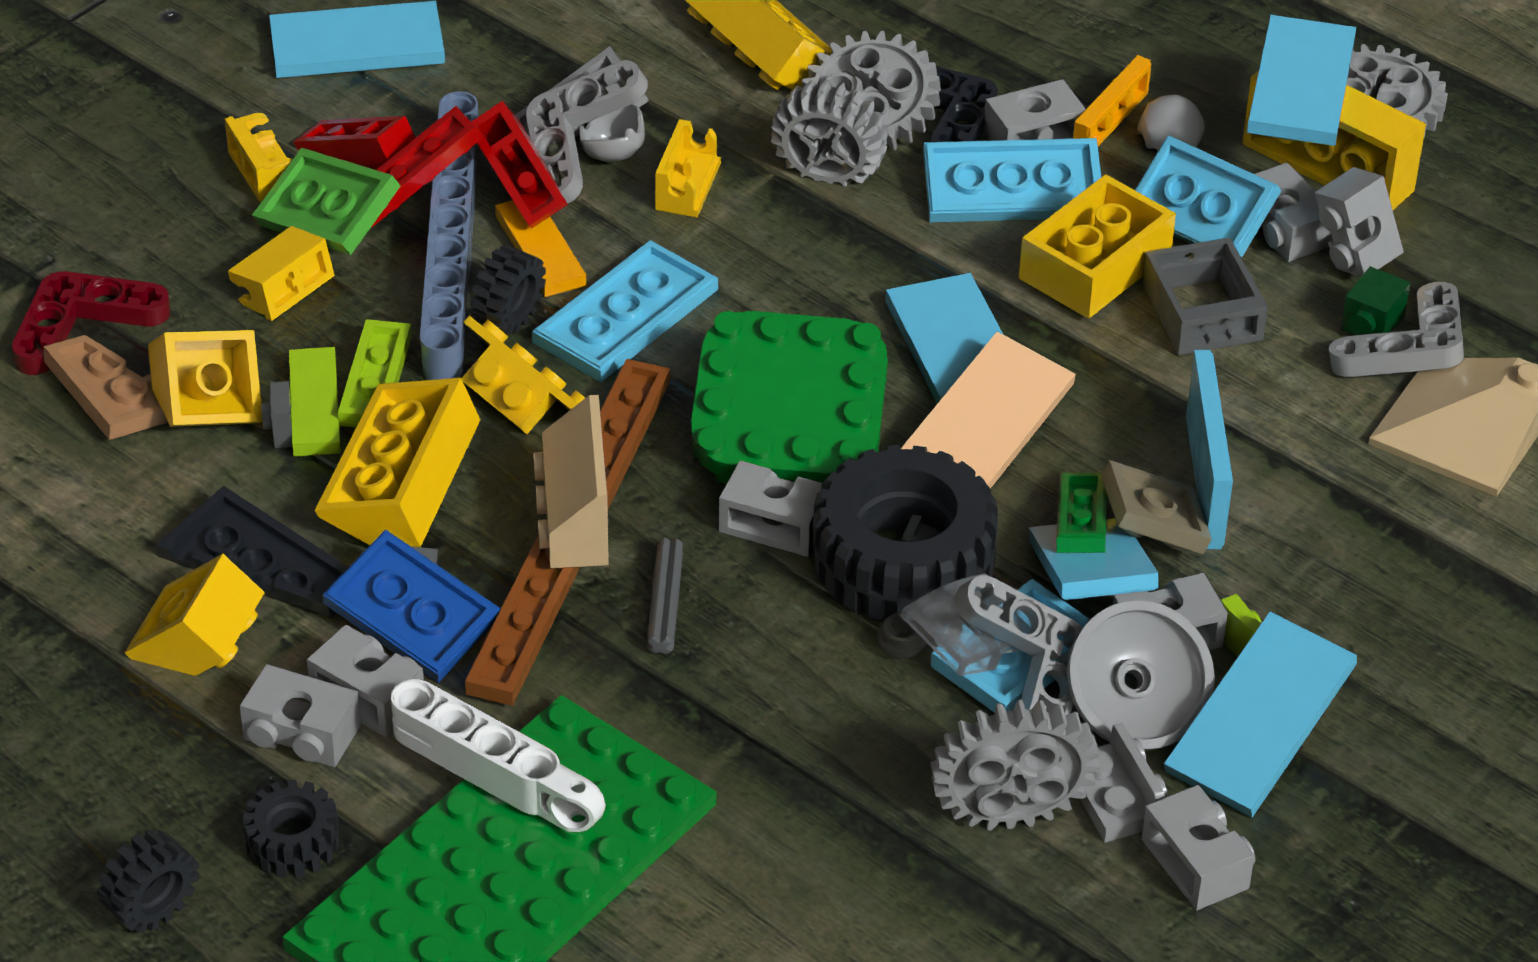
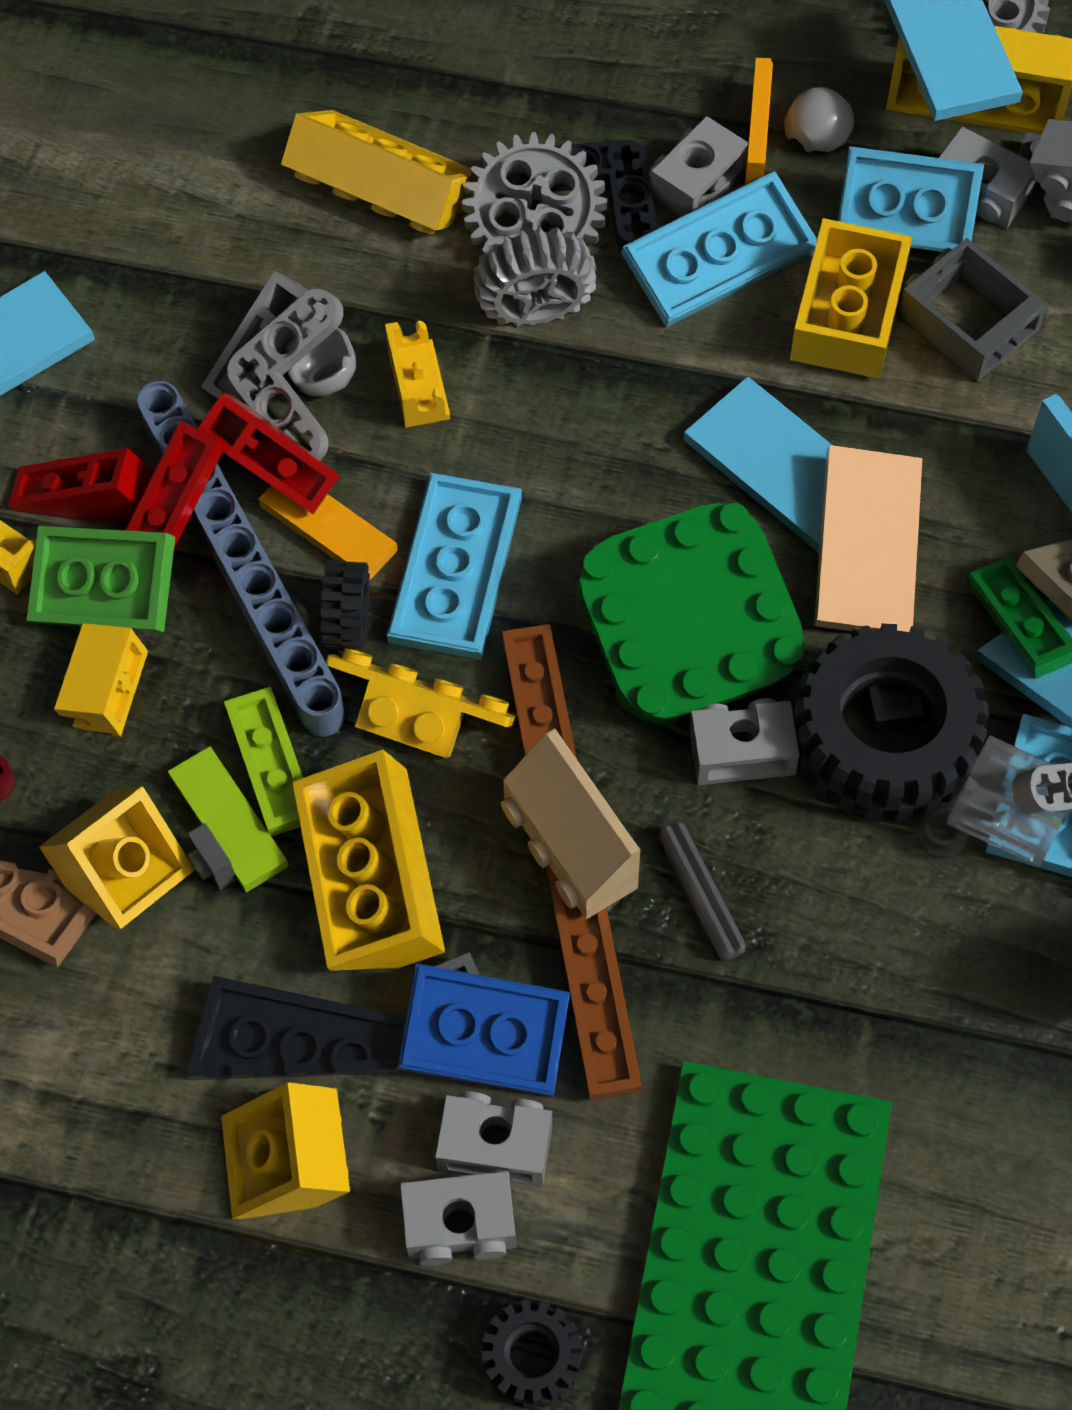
camera: 25 degrees left, 20 degrees up
(492, 756) = (775, 1189): white piece -> none

